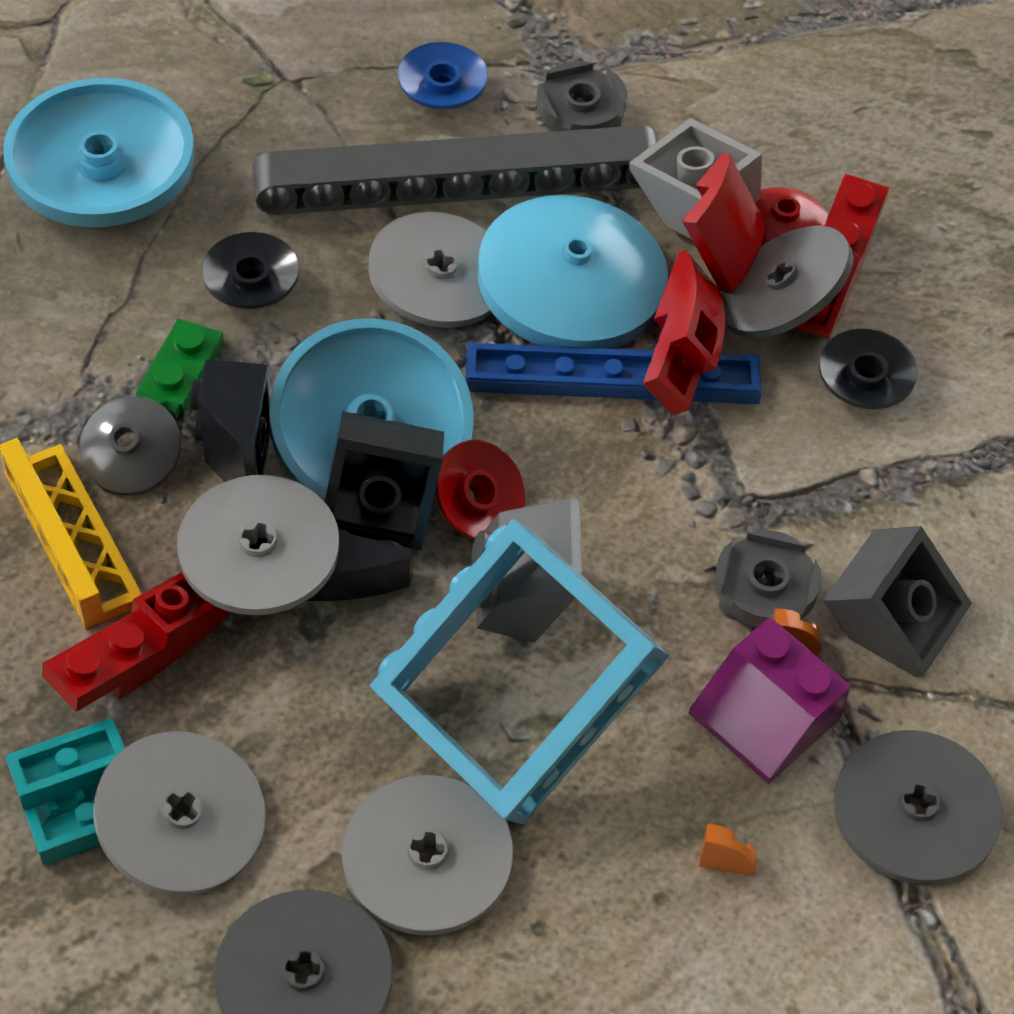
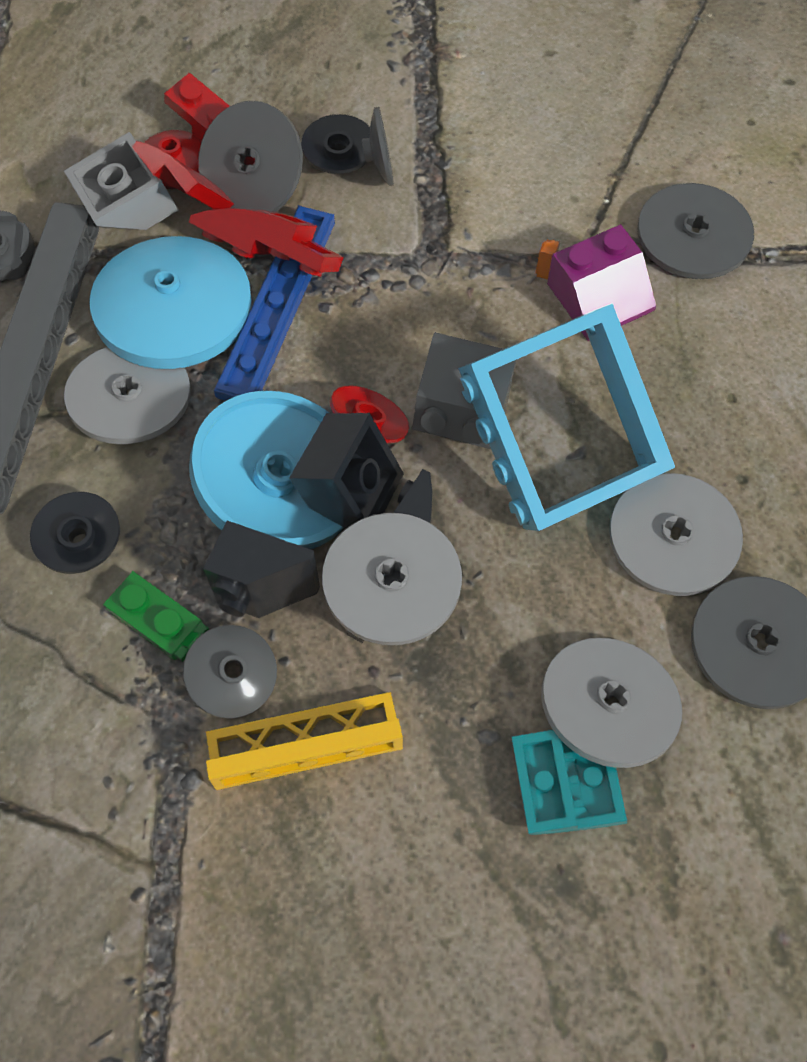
camera: 70 degrees left, 10 degrees up
(135, 648) = (446, 708): red slope -> none
(726, 854) = (711, 347): orange tile -> none
(748, 559) = (493, 276): dark grey plate -> none
(870, 407) = (376, 147): none -> dark grey dish
(899, 598) = (535, 188): dark grey slope -> none

